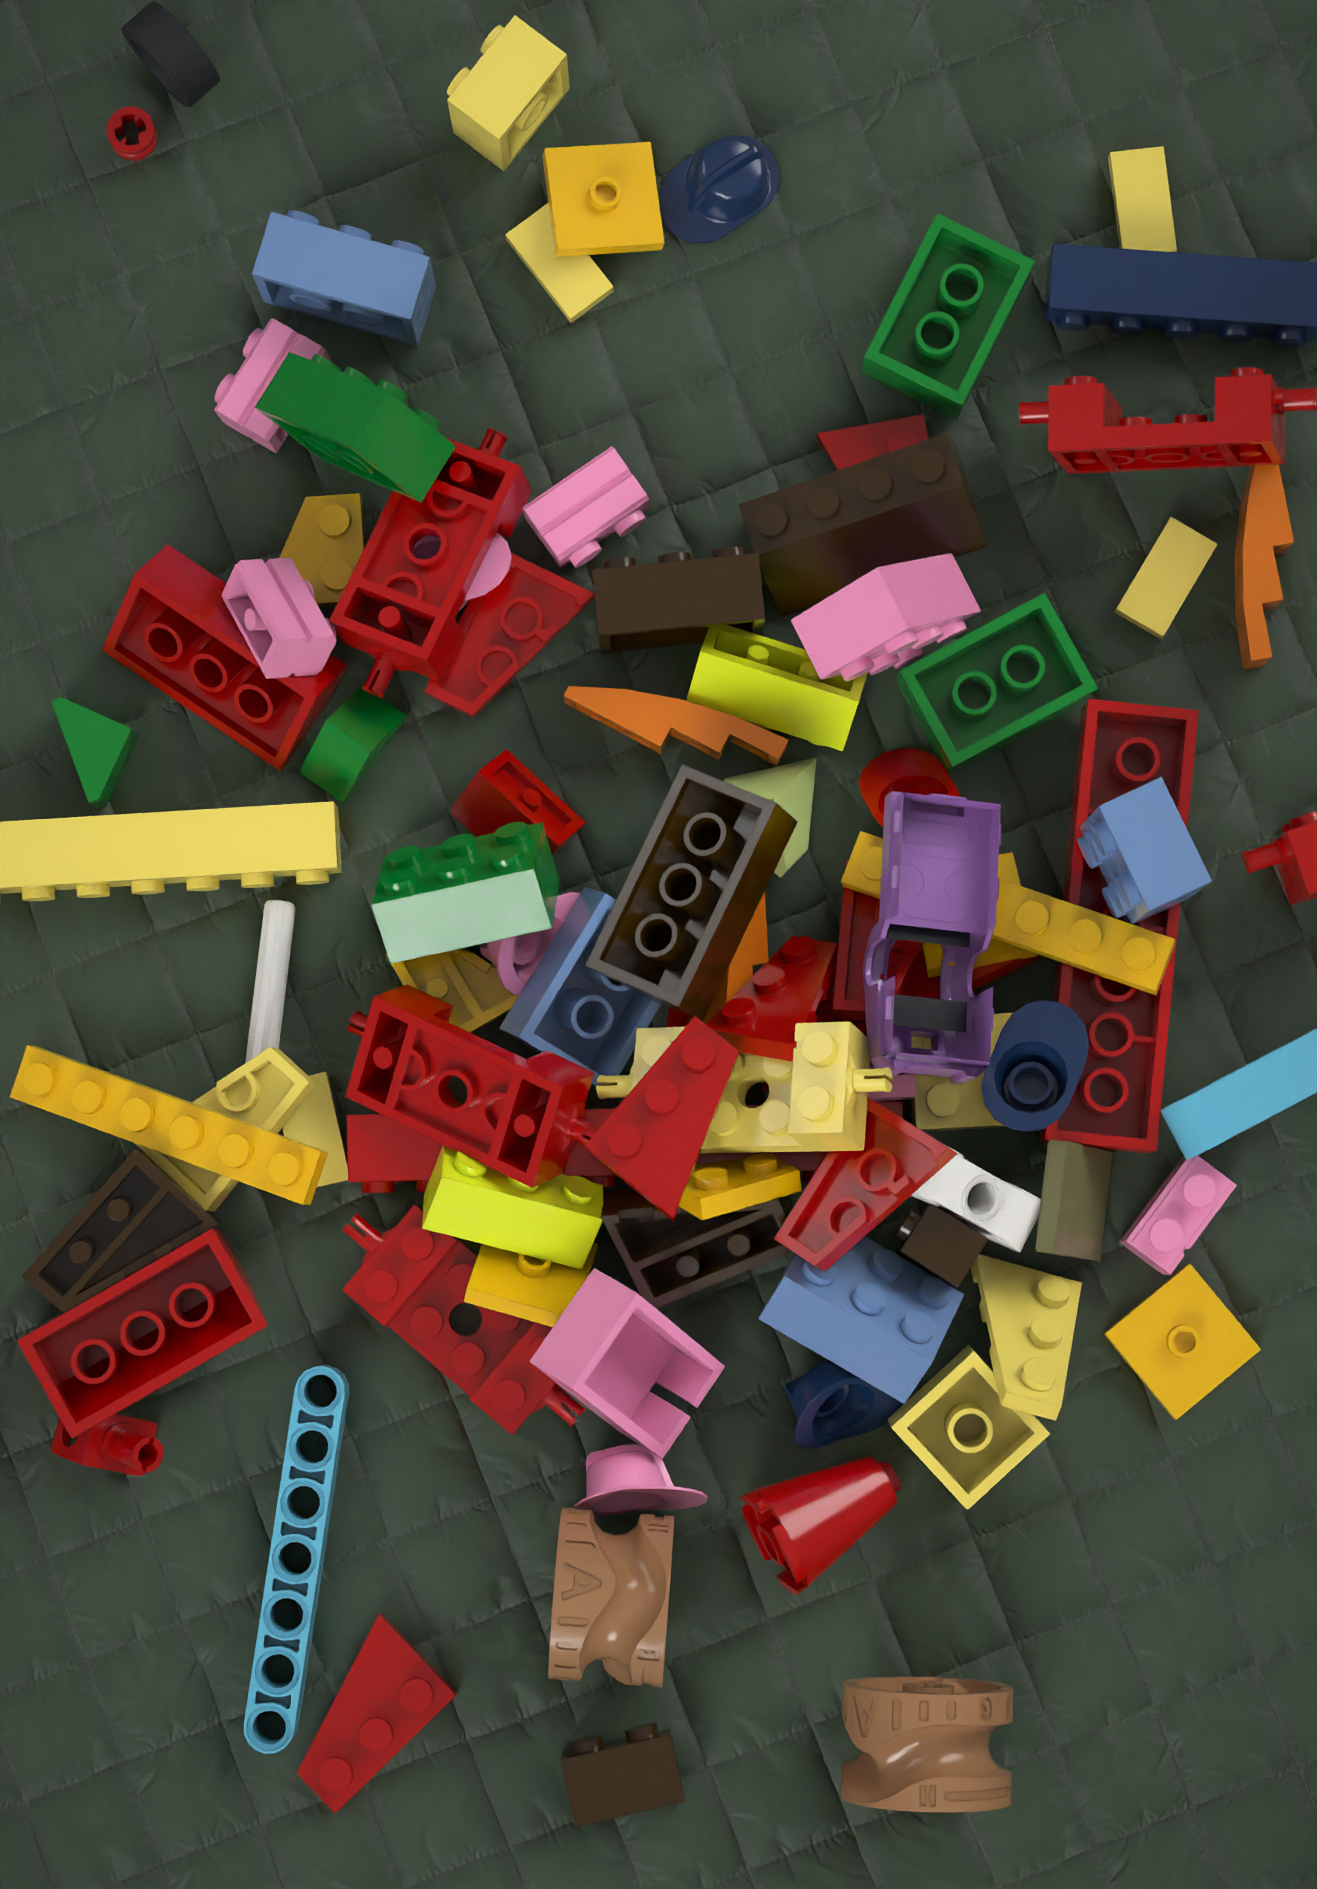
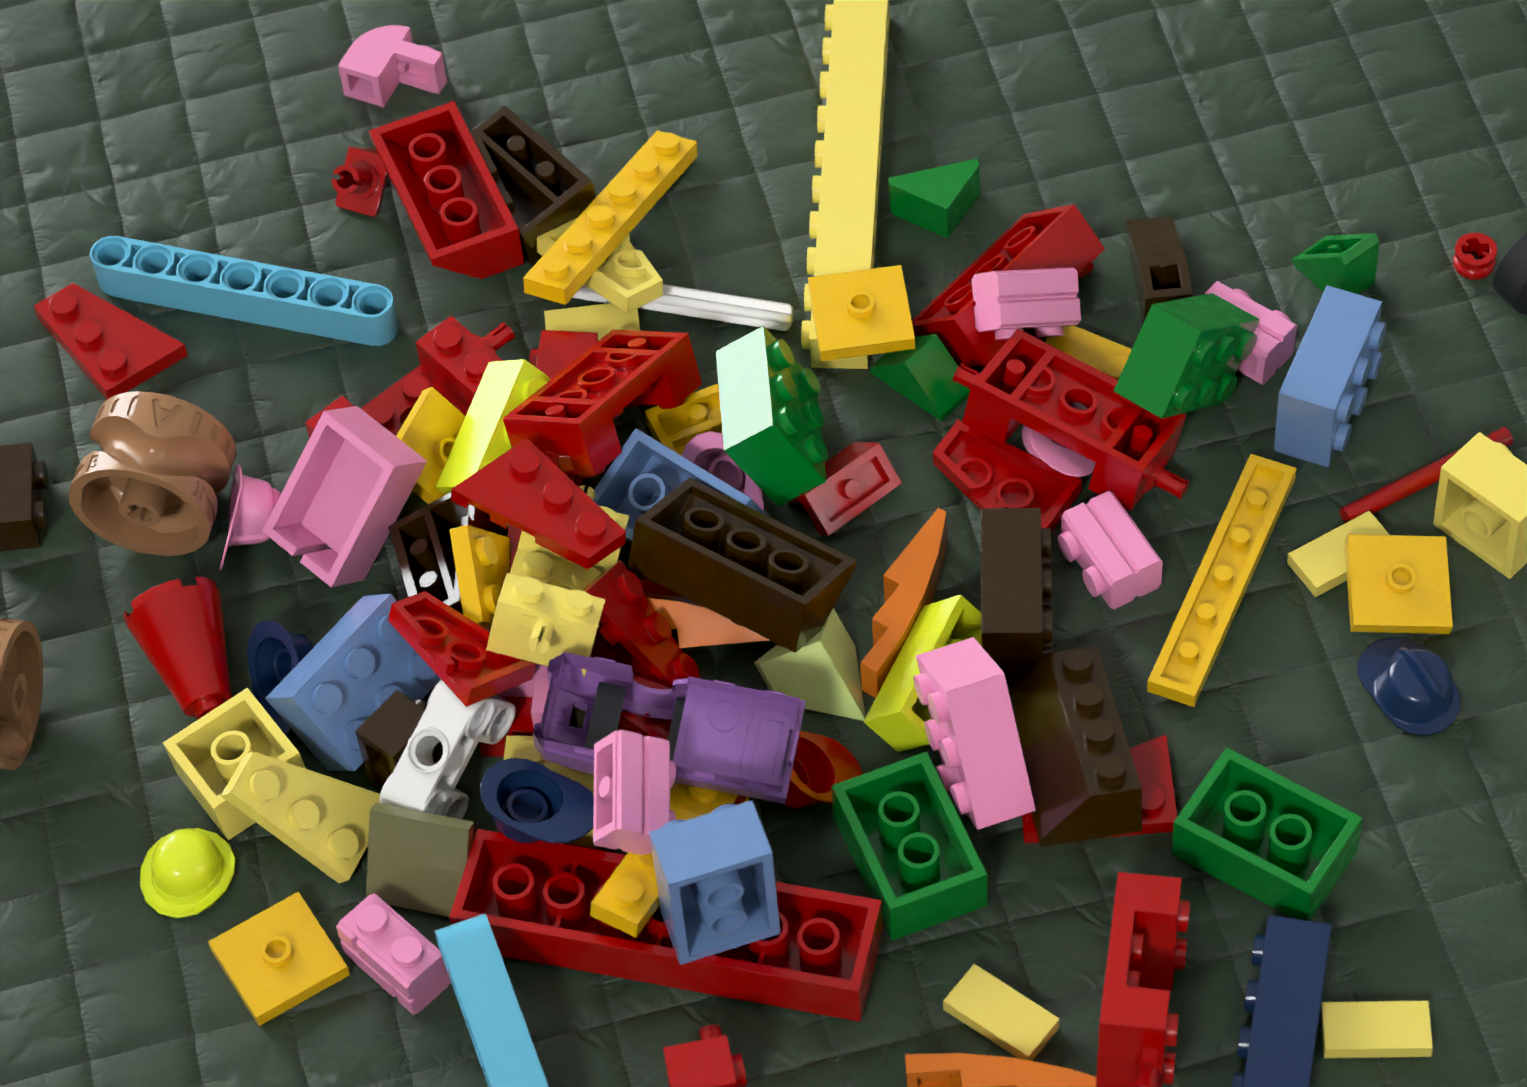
camera: 100 degrees right, 30 degrees down
(158, 284) = (1341, 262): none -> green slope
(187, 481) = (1157, 262): none -> dark brown slope
(303, 808) = (861, 313): none -> yellow plate
(445, 177) = (1410, 483): none -> red bar
(609, 386) = (1221, 580): none -> yellow plate
(1047, 955) = (631, 790): none -> bright pink brick
(1085, 1463) = (186, 872): none -> neon yellow hat

